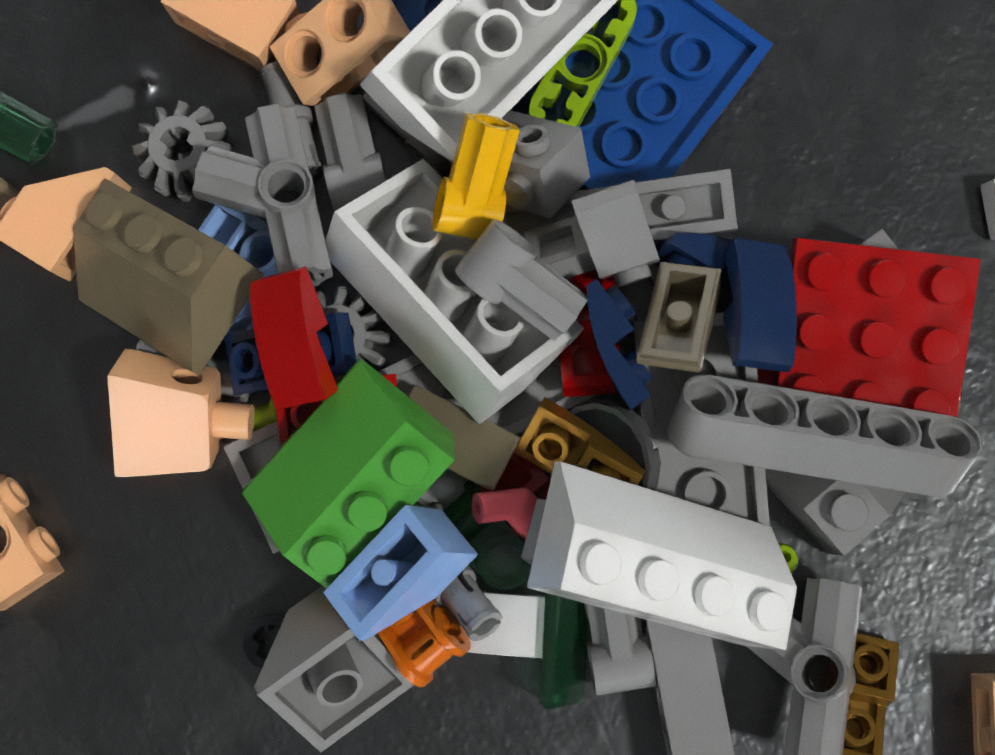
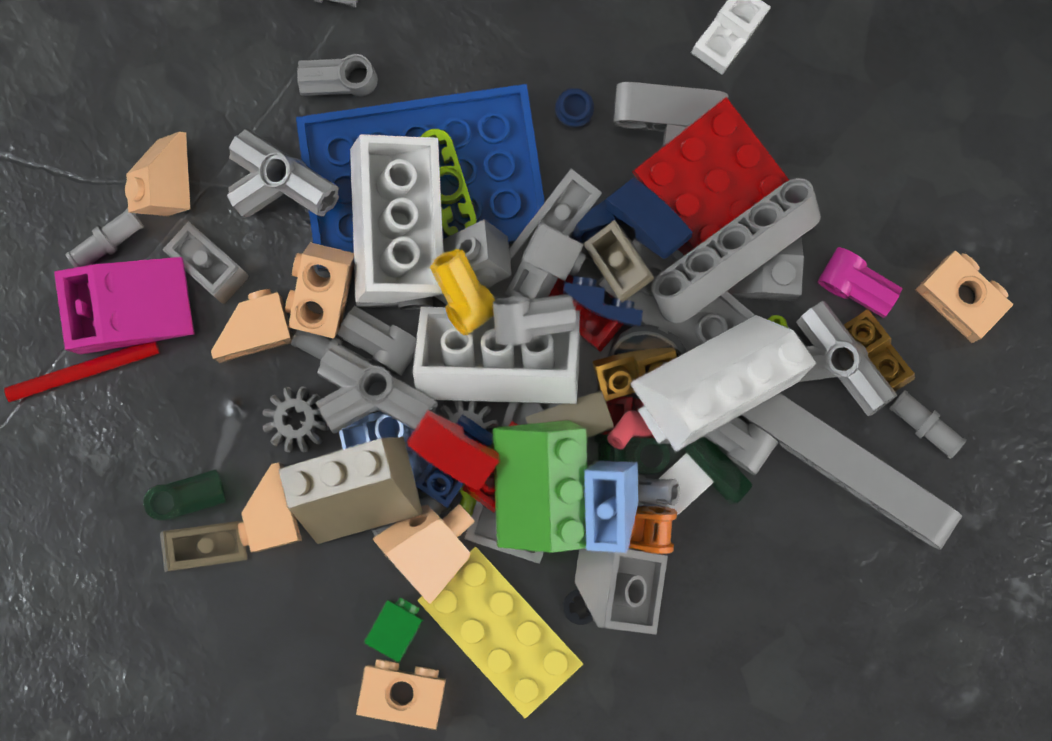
camera: 55 degrees left, 0 degrees up
(57, 466) = (395, 628): none -> green brick
(164, 587) = (502, 634): none -> light yellow plate
(798, 120) = (574, 107): none -> dark blue plate
(883, 194) = (655, 105): none -> light grey beam
(915, 590) = (851, 278): none -> dark pink piece

